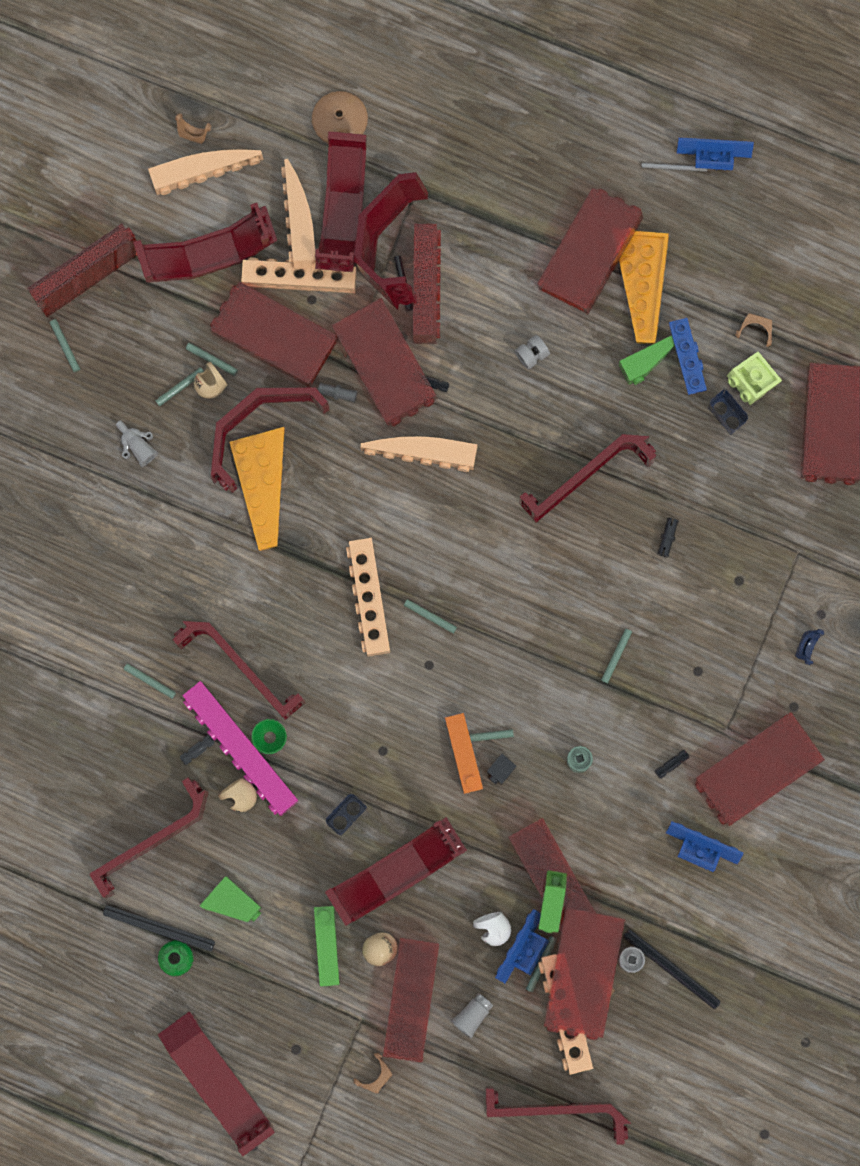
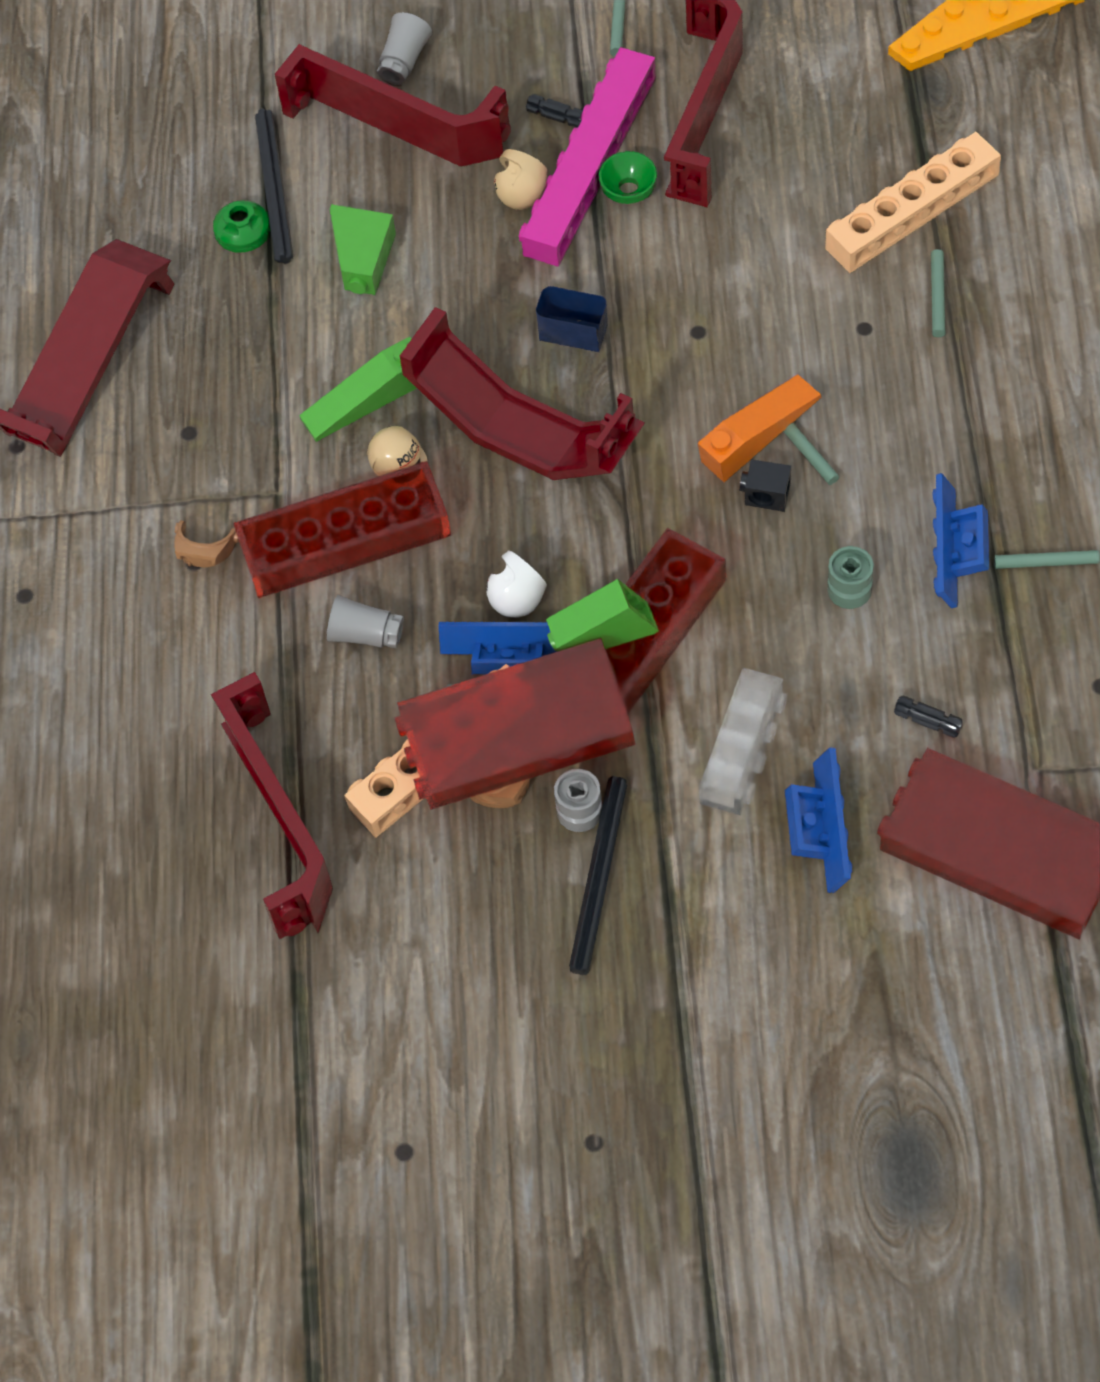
camera: 65 degrees right, 20 degrees down
(108, 812) = (403, 46): none -> light grey plant
(585, 692) = (960, 540): none -> blue bracket
(639, 862) = (742, 740): none -> clear brick

